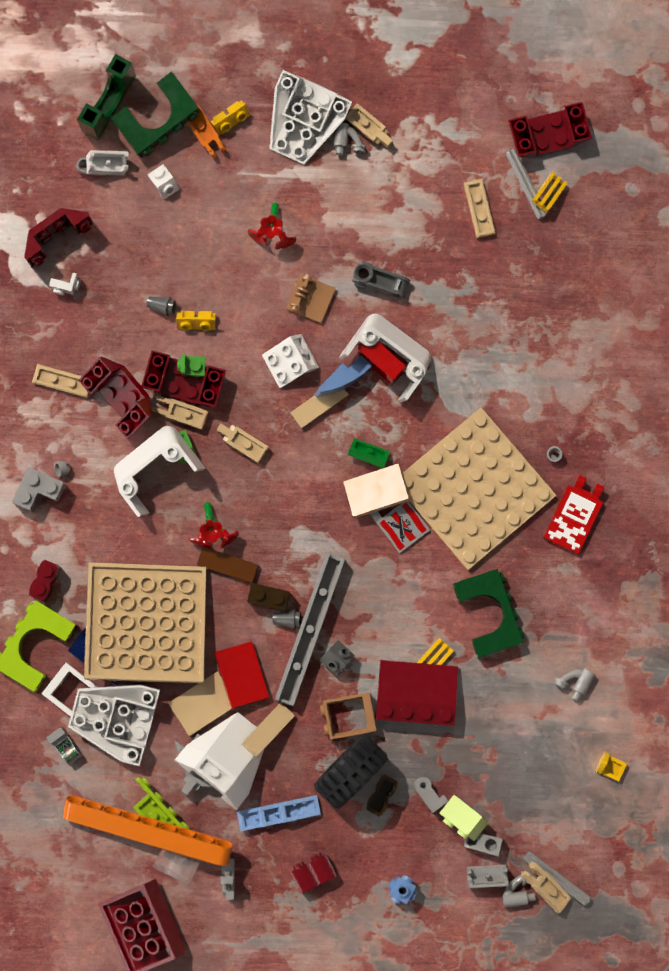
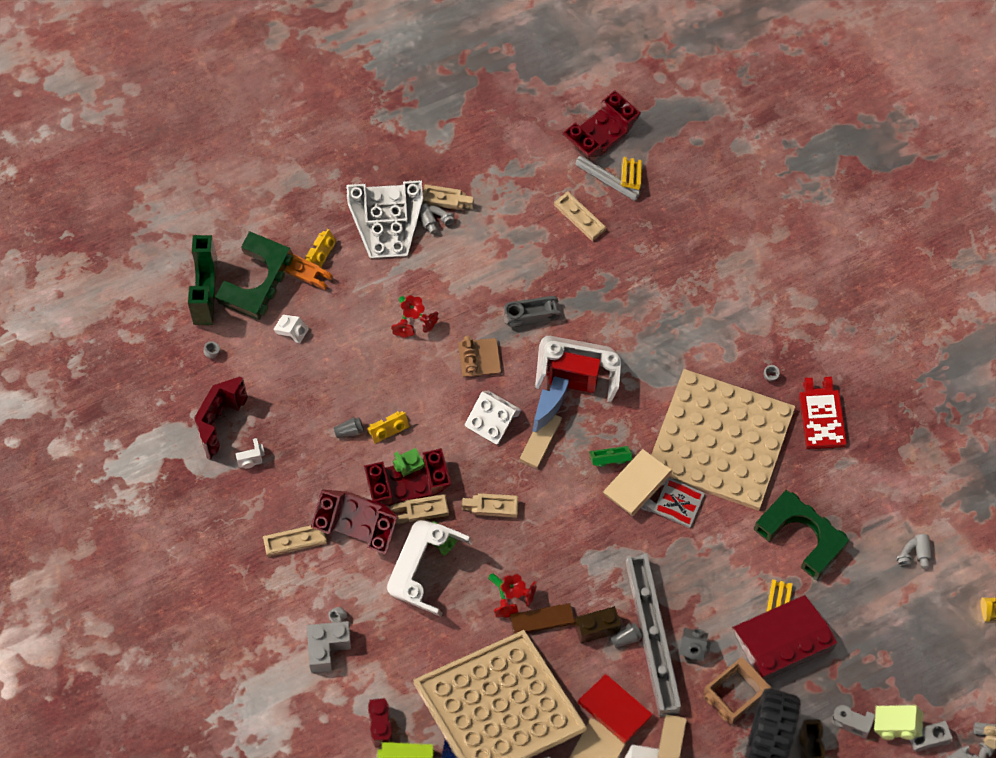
camera: 30 degrees left, 20 degrees down
(106, 162) = (231, 335): white hinge -> none

